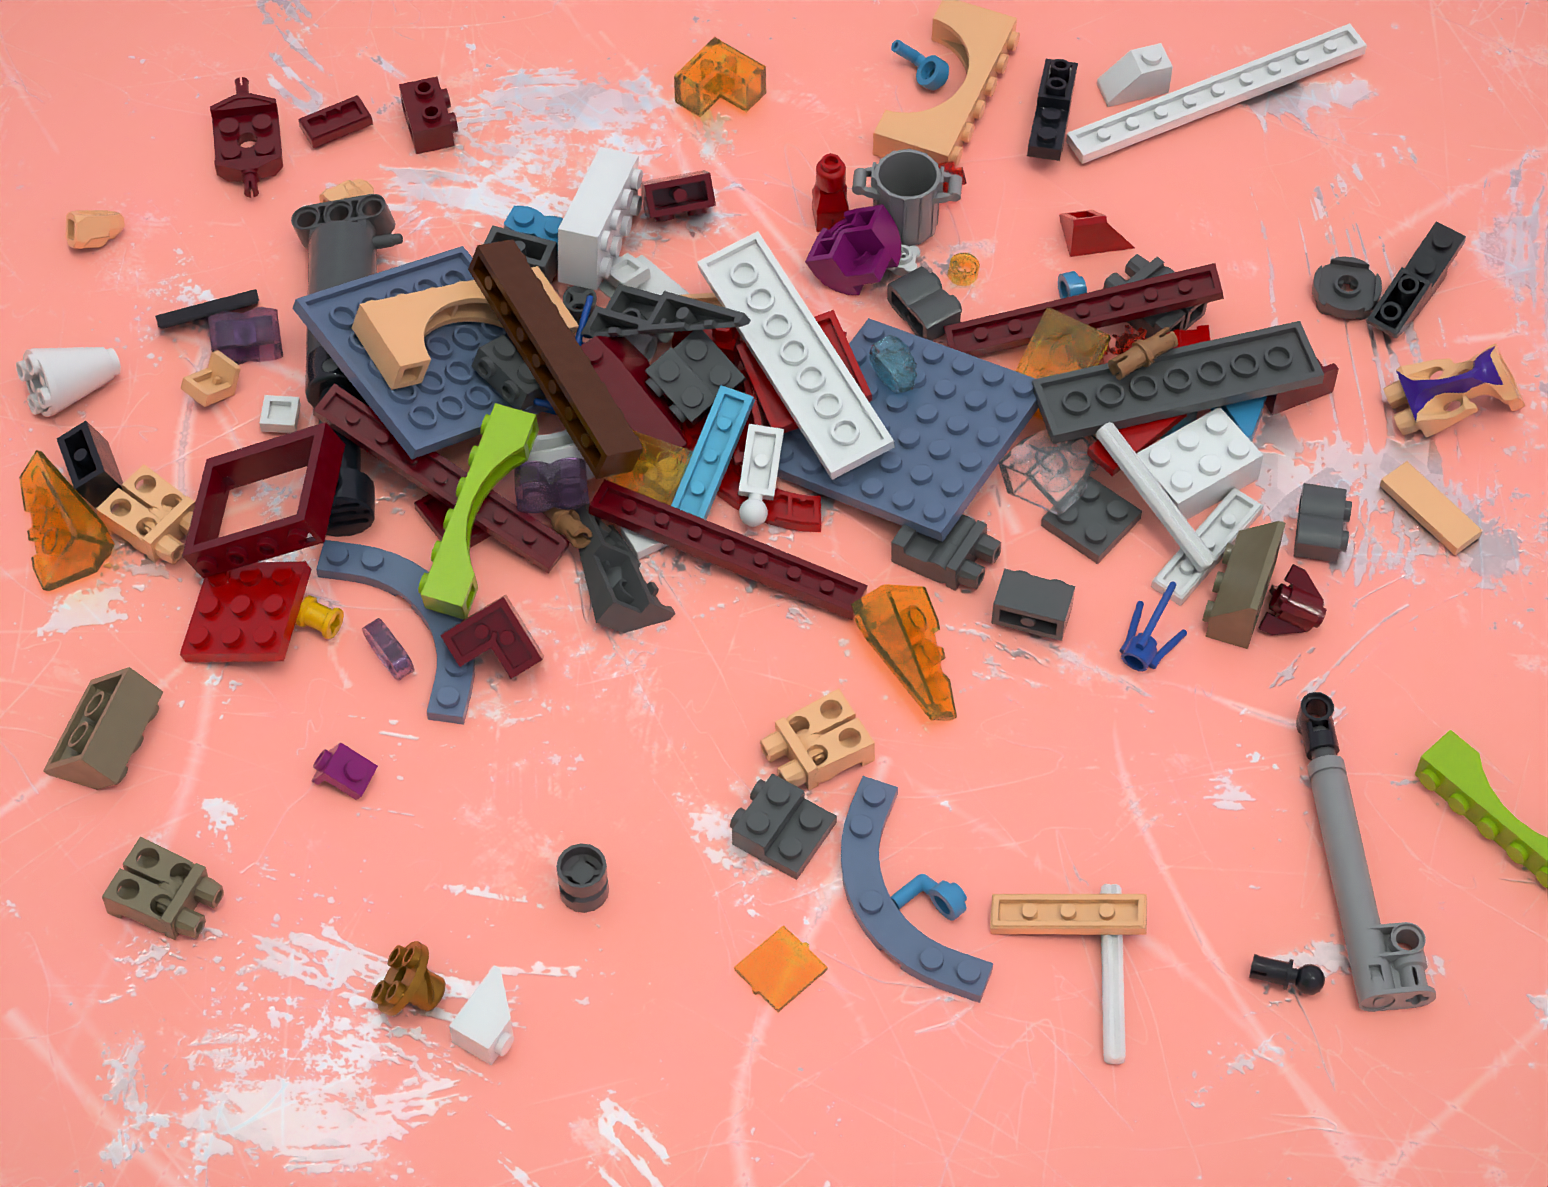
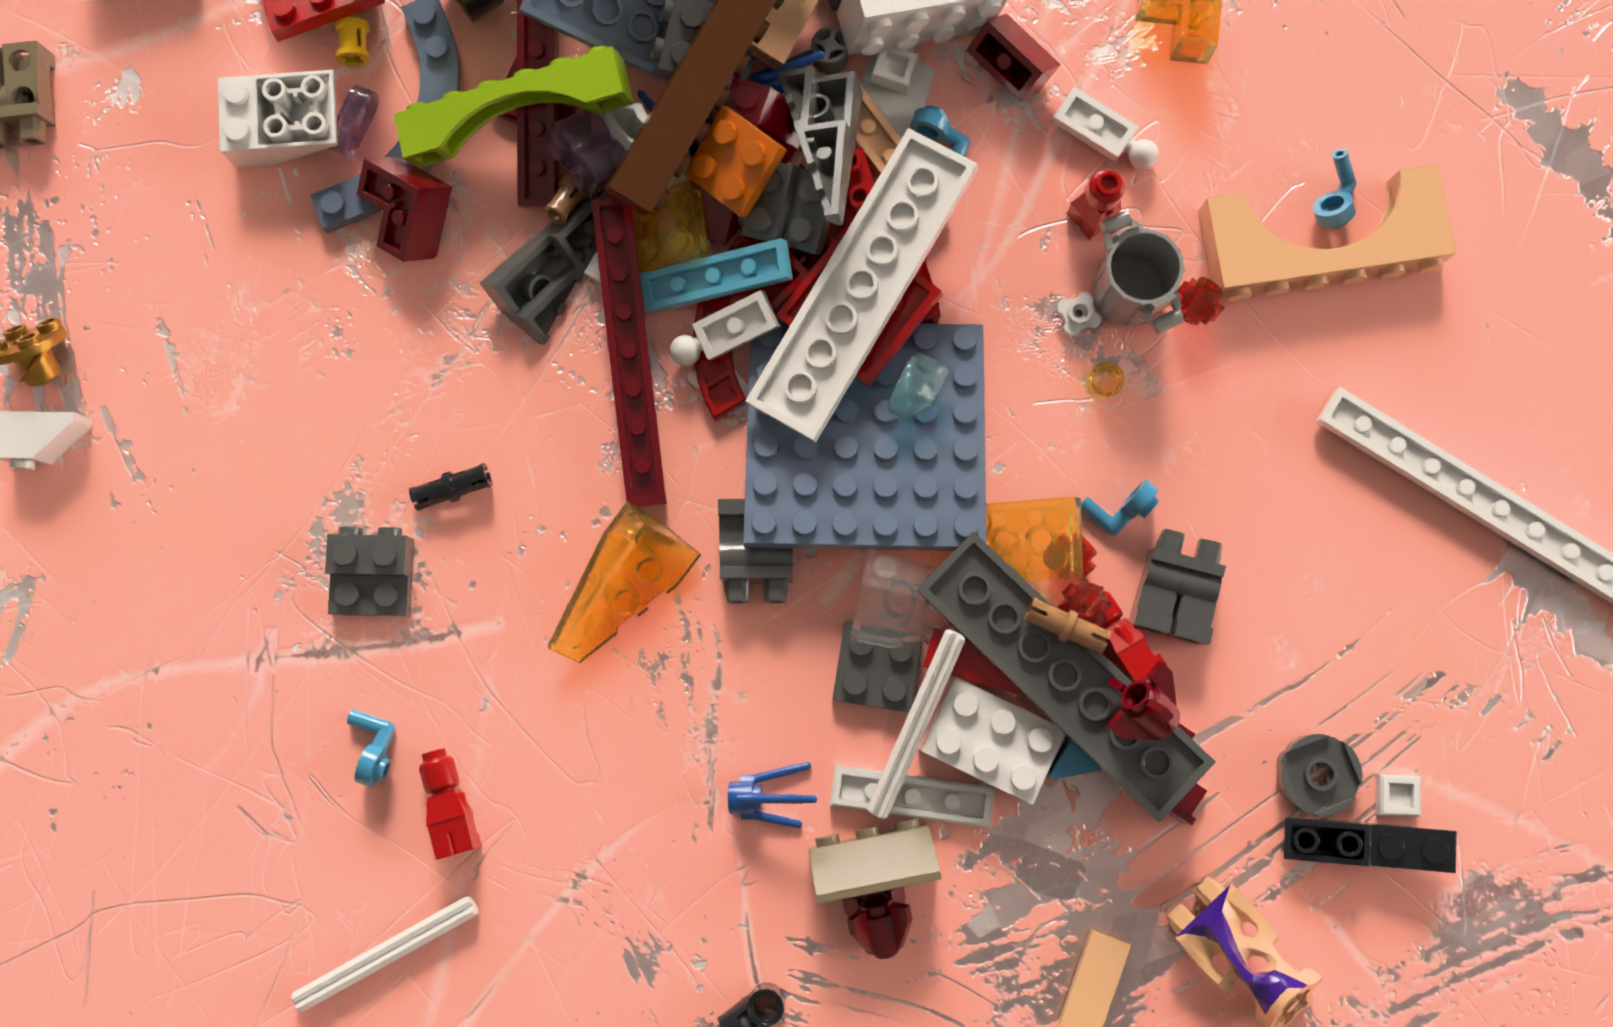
camera: 65 degrees right, 25 degrees up
(344, 770) = (208, 166): magenta bracket -> none
(346, 693) = (276, 116): none -> white slope
(582, 877) = (209, 433): dark grey wheel -> none
(640, 382) = (735, 161): none -> orange plate
(686, 272) = (936, 126): none -> dark azure plate
(749, 731) = (450, 487): none -> black pin
(771, 173) = (1104, 130): none -> white plate
(780, 968) = (233, 653): clear yellow piece -> none
(819, 741) = (460, 546): light nougat hips -> none
(856, 250) = (1048, 266): magenta brick -> none
(879, 915) = (327, 712): sand blue plate -> none
(924, 303) = (1031, 368): dark grey brick -> none
(1022, 862) = (448, 812): none -> red piece
(1033, 604) = (732, 669): dark grey brick -> none
(1052, 109) = (1361, 355): black slope -> none
(1069, 914) = (416, 885): light nougat tile -> none
(1089, 233) = (1230, 478): red slope -> none
(1093, 308) = (1110, 537): dark red plate -> none
(1137, 76) = (1464, 415): white slope -> none
(1233, 328) = (1147, 707): none -> dark red brick
(1321, 523) = (1000, 897): dark grey brick -> none
(1390, 253) = (1398, 795): none -> white tile

